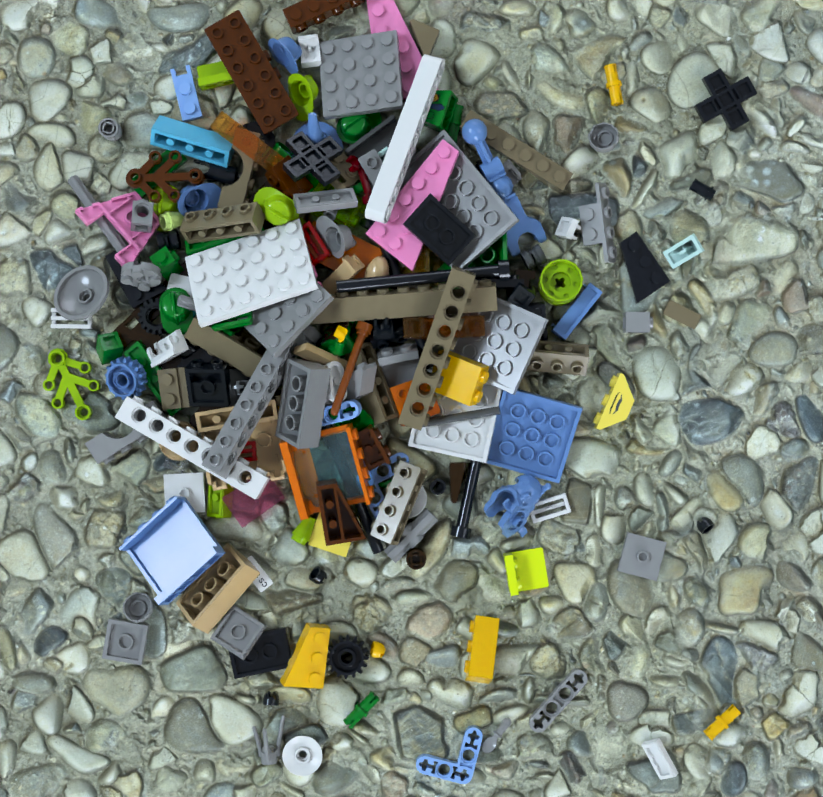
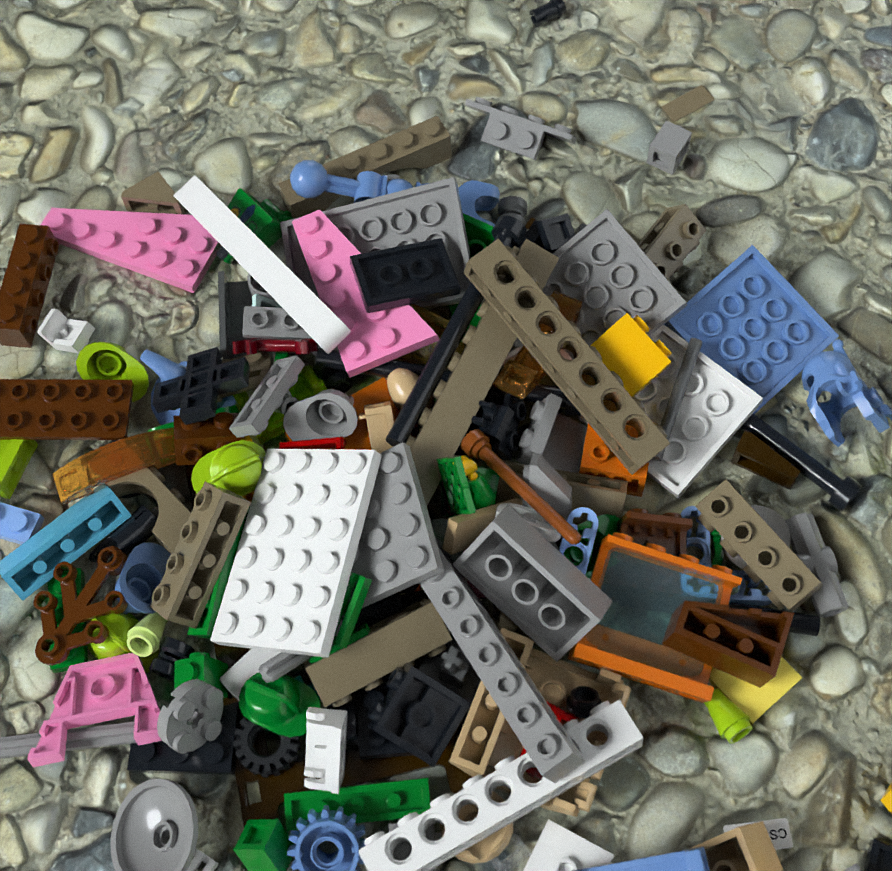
camera: 60 degrees left, 25 degrees down
(138, 223) = (110, 667): light grey brick -> none
(173, 388) = (391, 777): dark tan plate -> none
(215, 505) = (607, 824): lime slope -> none
(247, 508) = (640, 777): clear pink piece -> none
(265, 459) = (582, 701): none -> black plate
(285, 52) = (46, 359): medium blue piece -> none
(317, 575) = (809, 729): black hinge -> none
(328, 335) = (455, 504): none -> green window
(355, 127) = (197, 328): green piece -> none
(361, 75) = (143, 285): light grey plate -> none
(418, 556) = (855, 583): dark brown wheel -> none
(440, 488) = (761, 491): black hinge -> none
(551, 515) = (881, 360): white tile -> none
(558, 271) = (565, 187): lime wheel -> none
(567, 228) = (499, 163): white tile -> none
(576, 311) = (611, 195): medium blue container -> none
(603, 137) = (416, 74): light grey hair -> none
(613, 84) = (361, 38): yellow pin -> none
(615, 404) = (763, 216): light yellow slope -> none
(643, 269) = (606, 112): black wing -> none
(683, 251) = (610, 56): light aqua slope -> none

